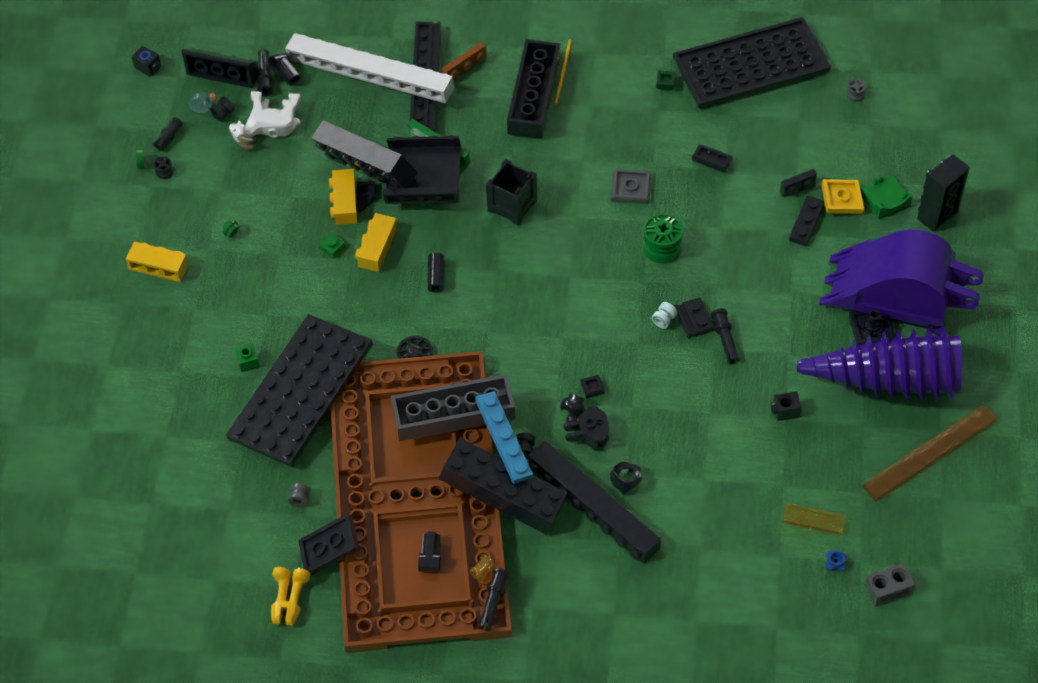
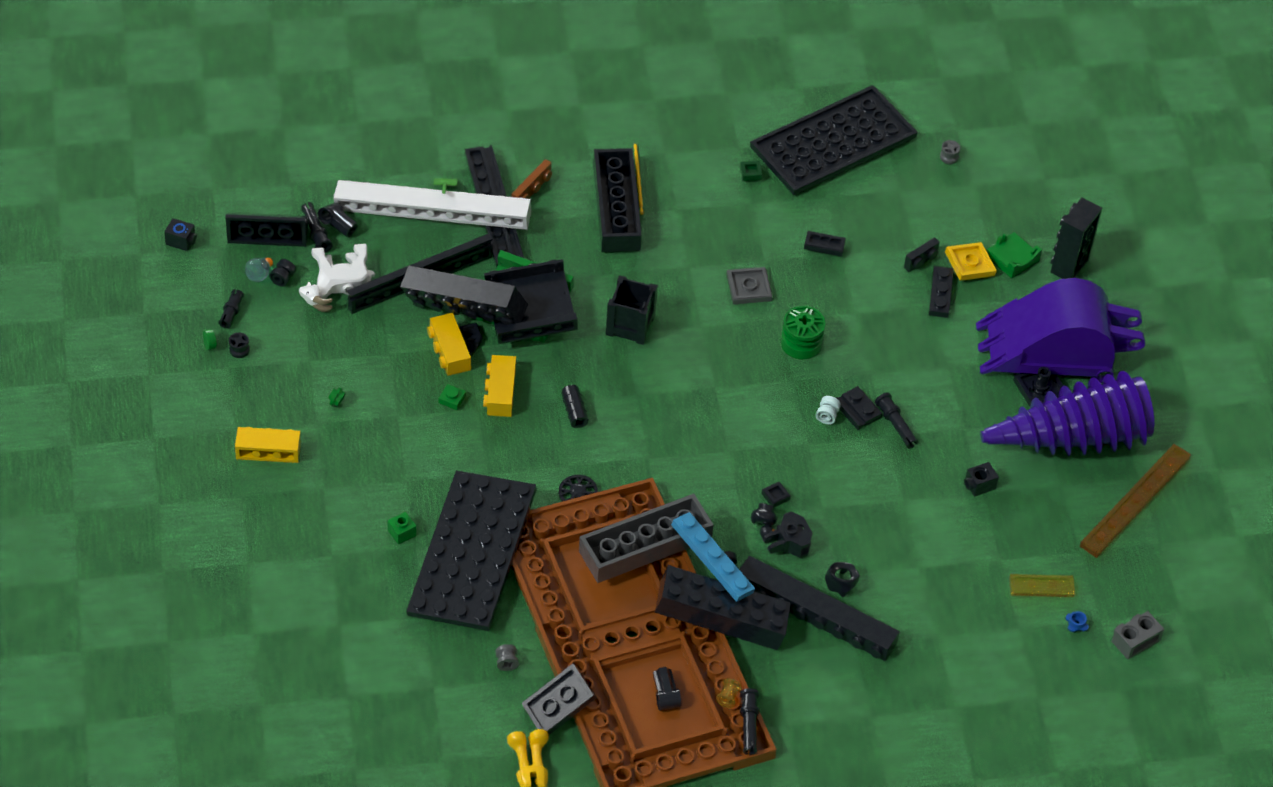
camera: 20 degrees left, 5 degrees down
(356, 123) = (447, 261): none -> black plate
(387, 48) = (445, 182): none -> bright green piece

